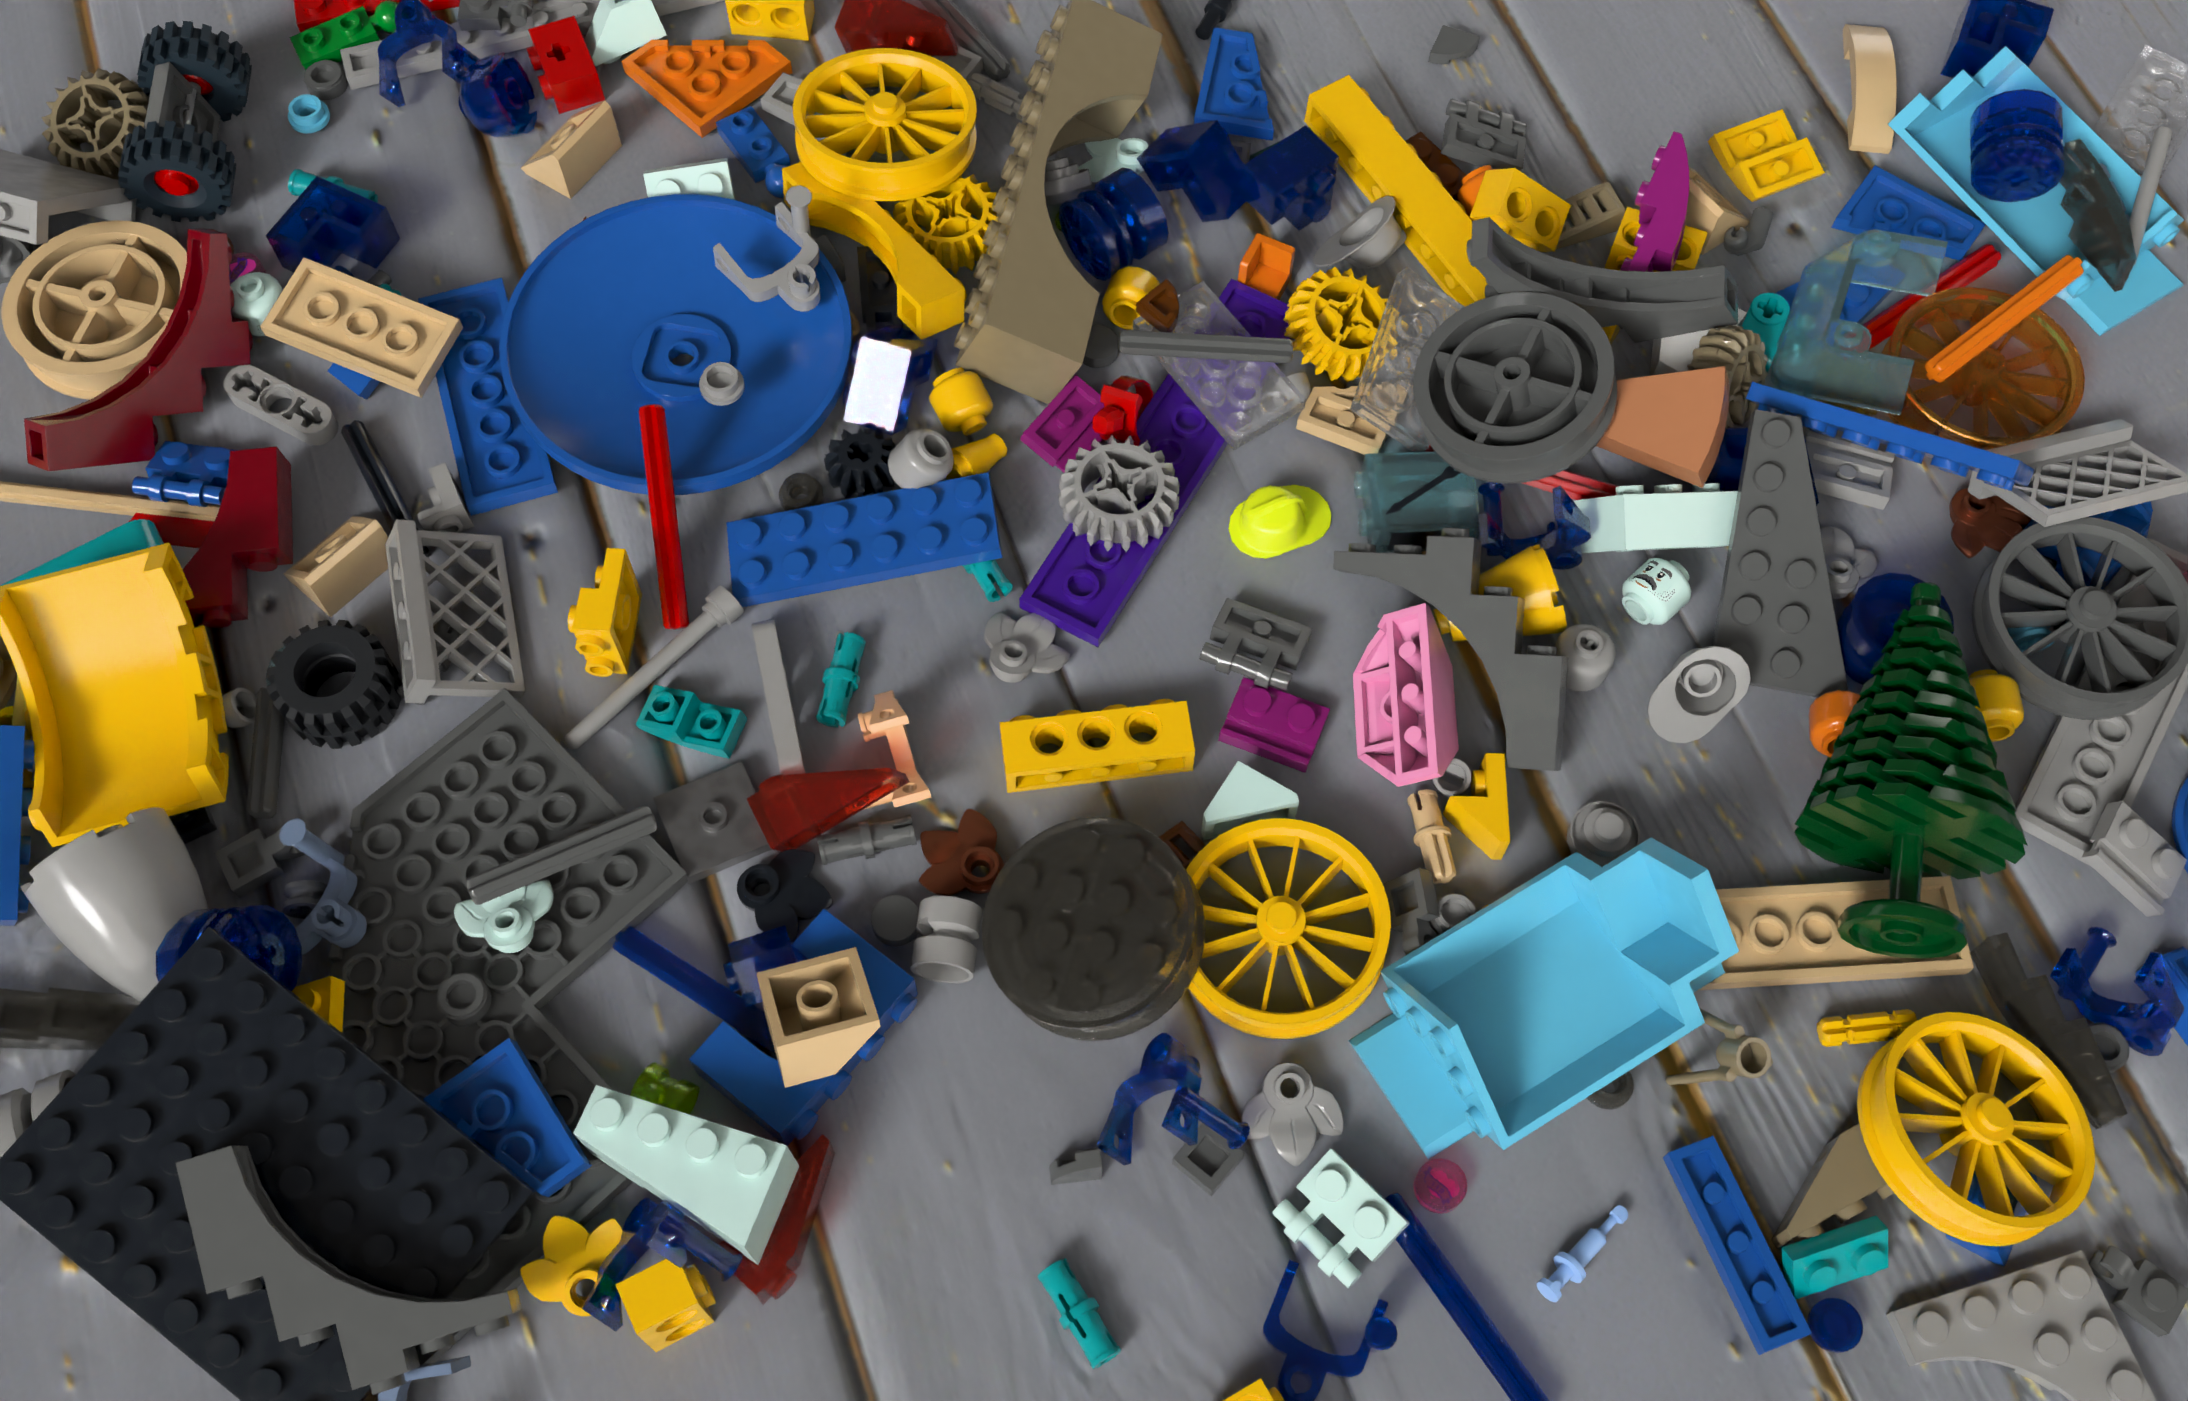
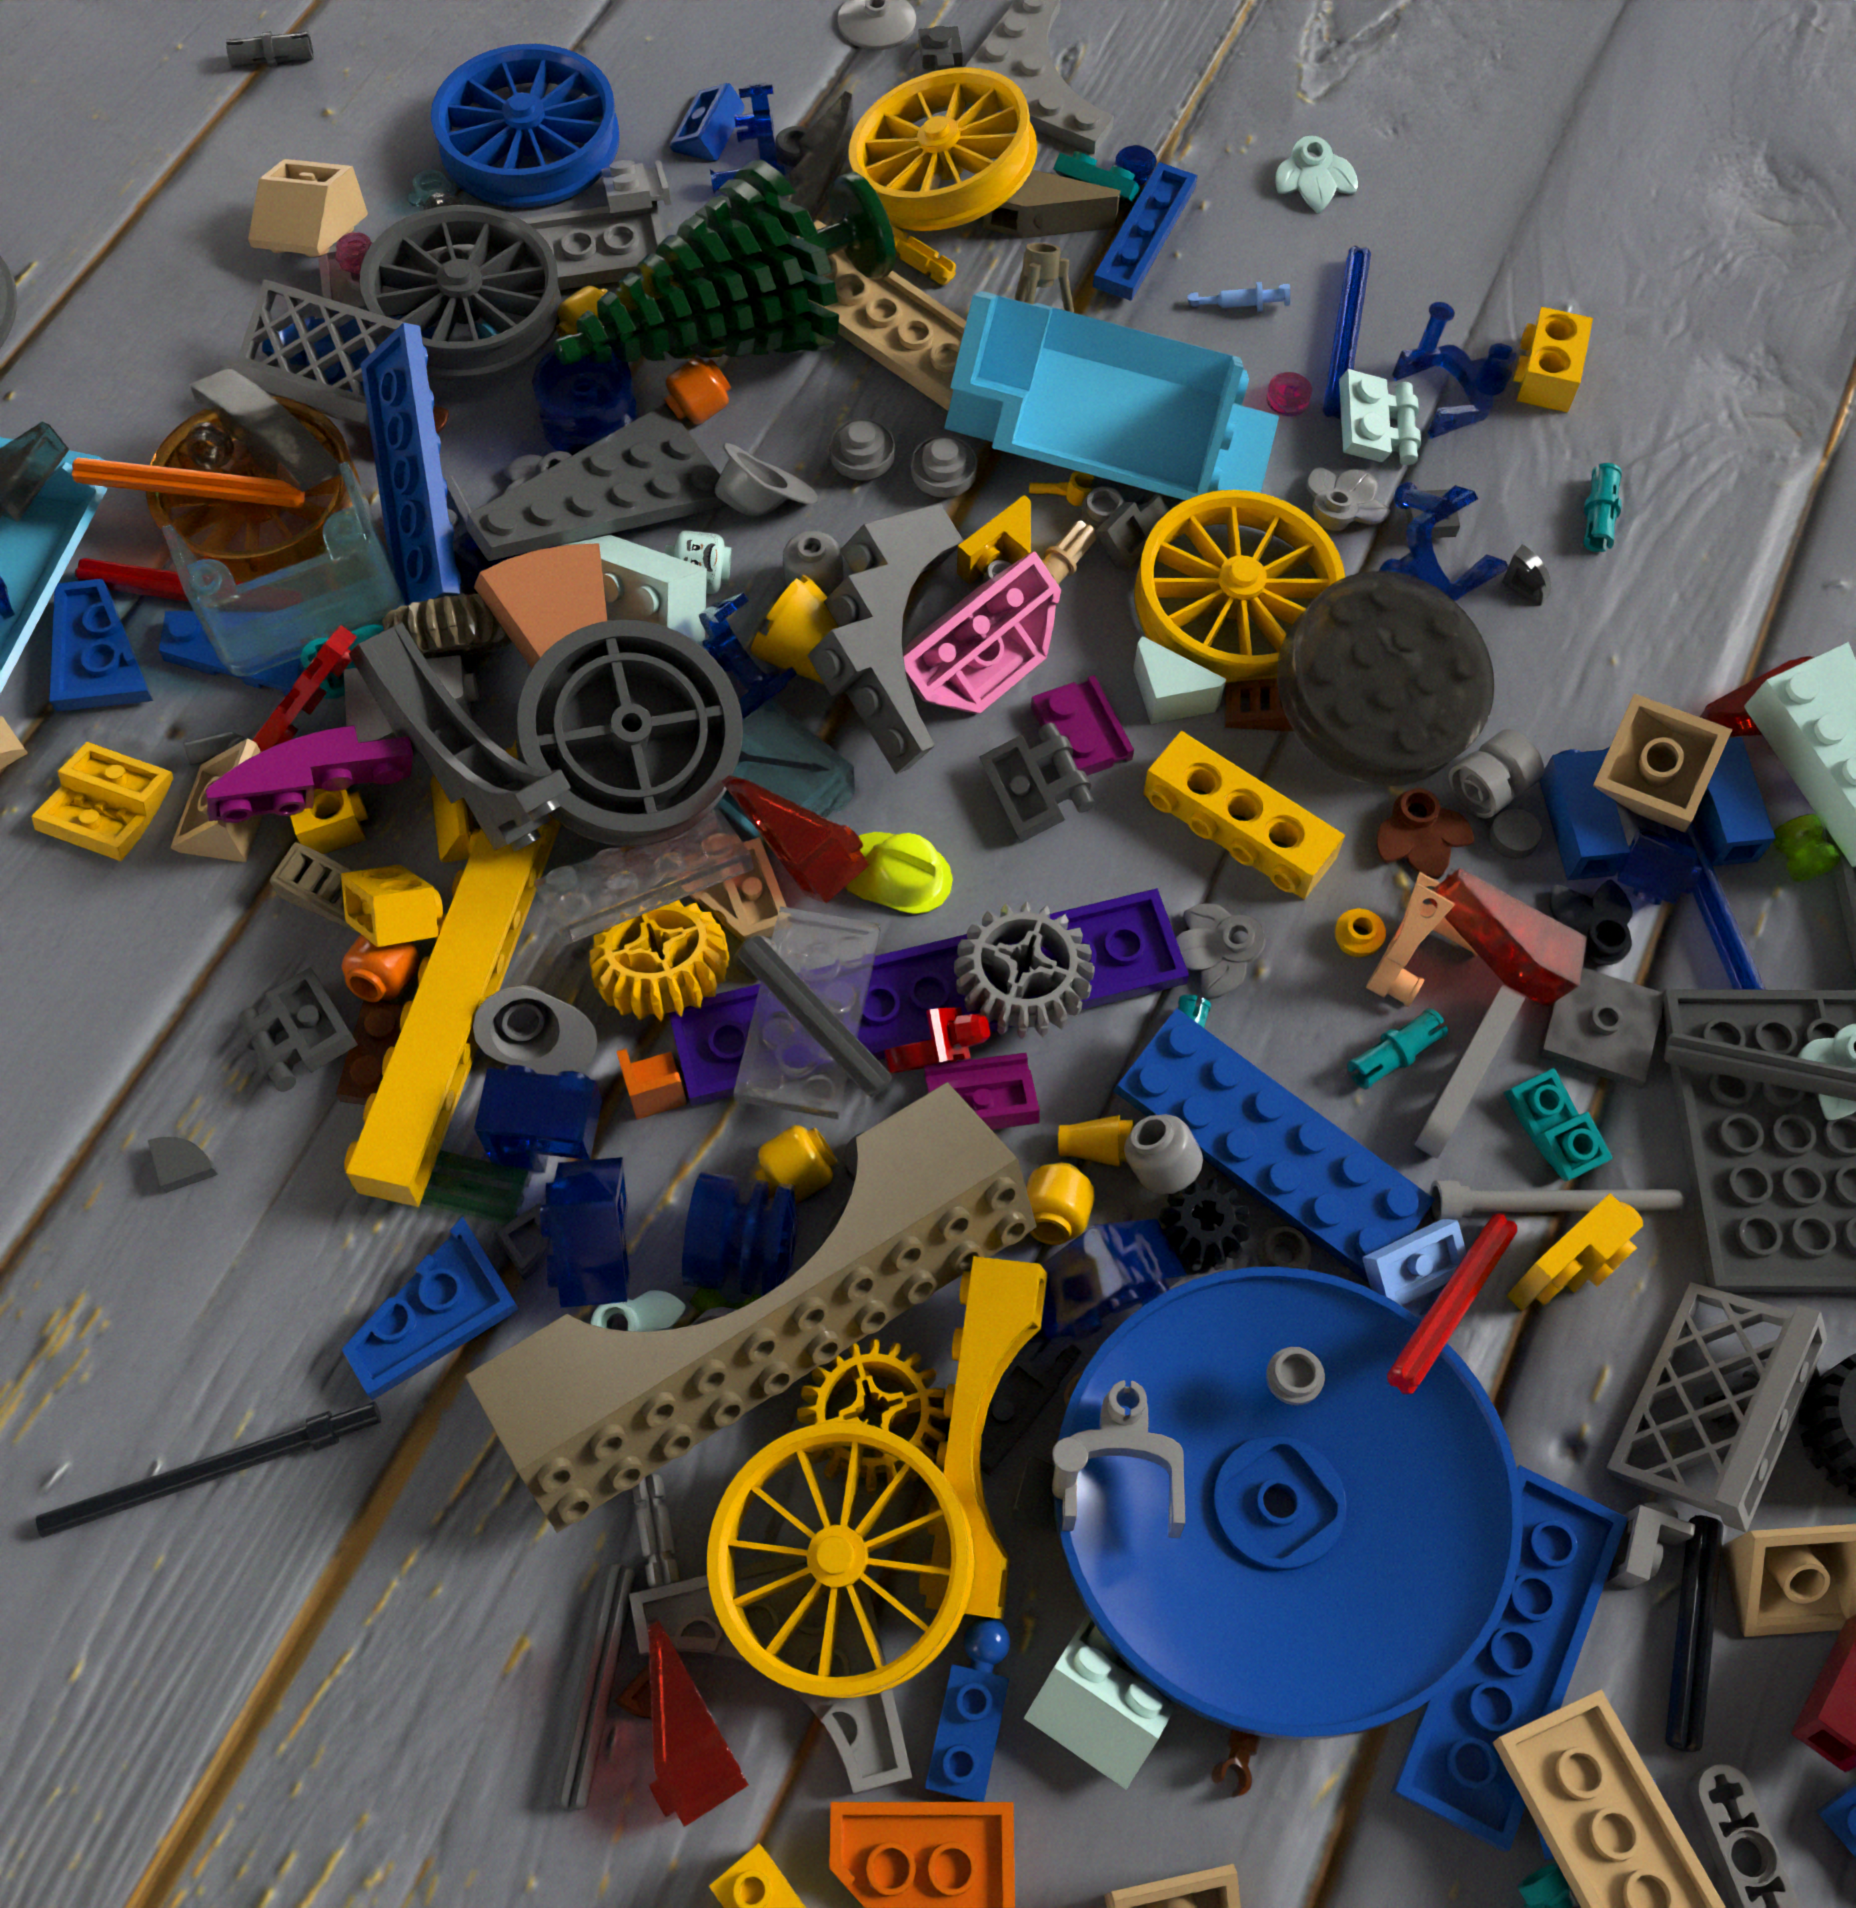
camera: 135 degrees left, 0 degrees up
(706, 535) = (1417, 1266): none -> light blue wing
(942, 750) = (1354, 943): none -> yellow plate
(1160, 307) = (804, 1092): reddish brown tile -> none
(1347, 446) = (811, 848): none -> clear red slope
(1675, 794) = (862, 449): none -> light grey plate
(1750, 288) = (306, 691): none -> red wing
(2016, 379) = (270, 432): none -> clear smoke slope
(2033, 349) = (205, 454): none -> clear smoke plate

